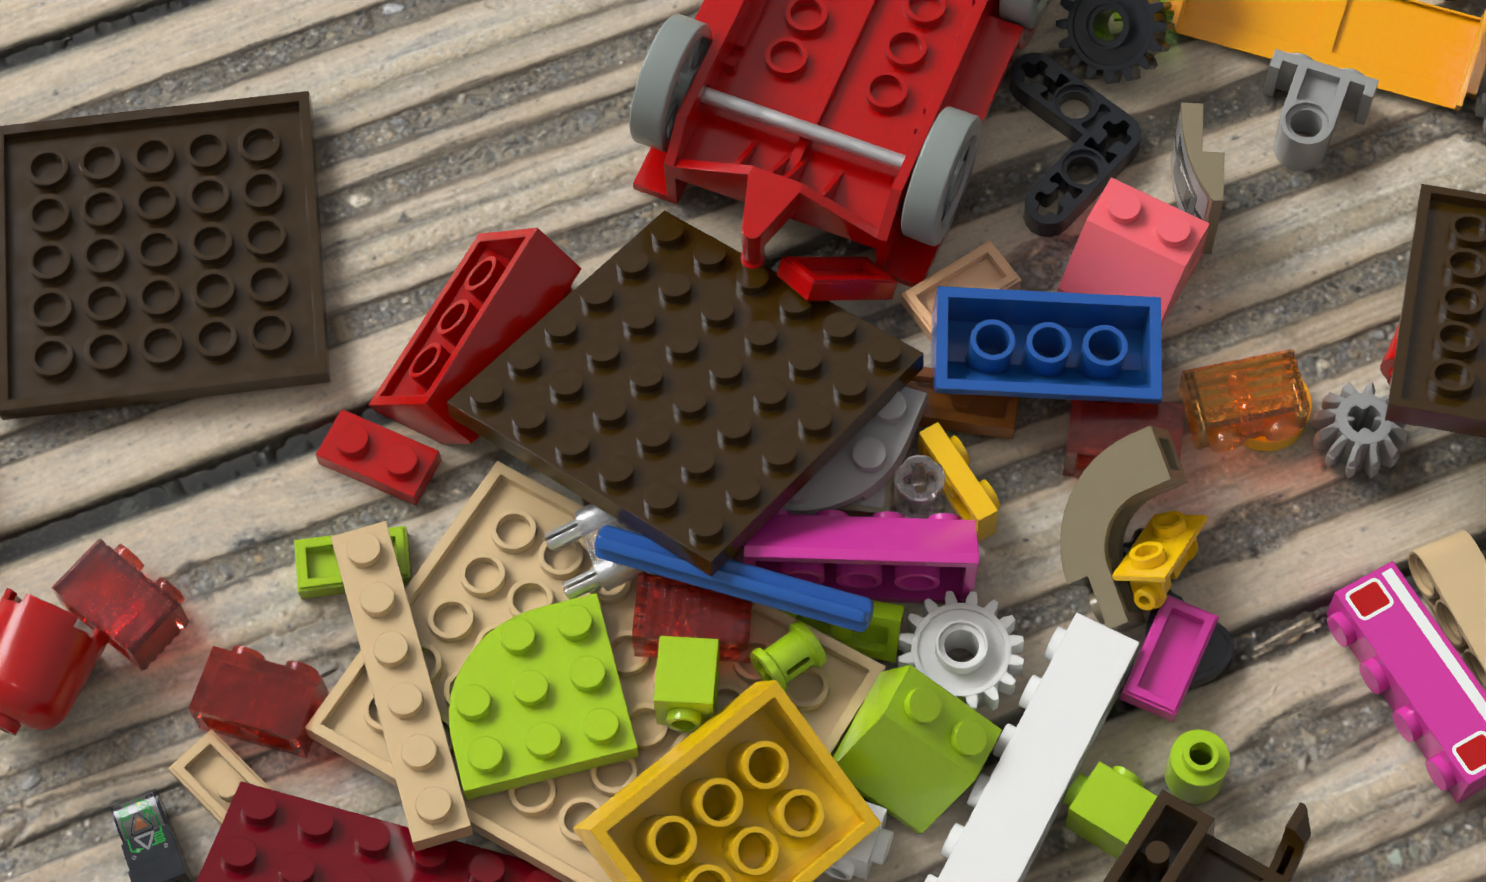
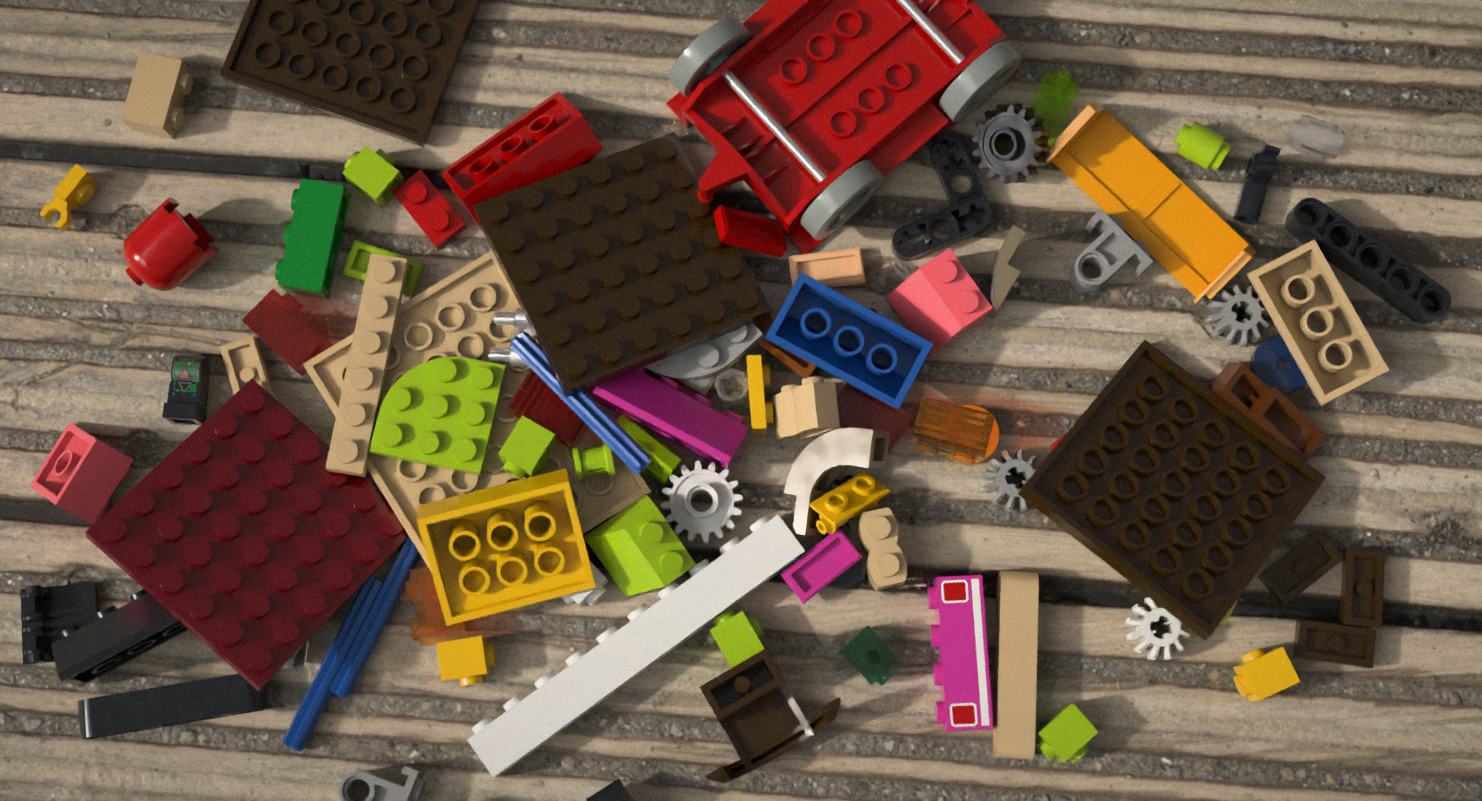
camera: 25 degrees right, 15 degrees up
(122, 602) = (237, 232): clear red brick -> none
(234, 562) = (313, 238): none -> green brick
(279, 444) = (373, 174): none -> lime brick
(1038, 463) = (805, 410): none -> tan brick
(1197, 766) = (799, 652): lime brick -> none
(1249, 605) = (879, 539): none -> tan brick
(1304, 746) = (870, 657): none -> clear green brick

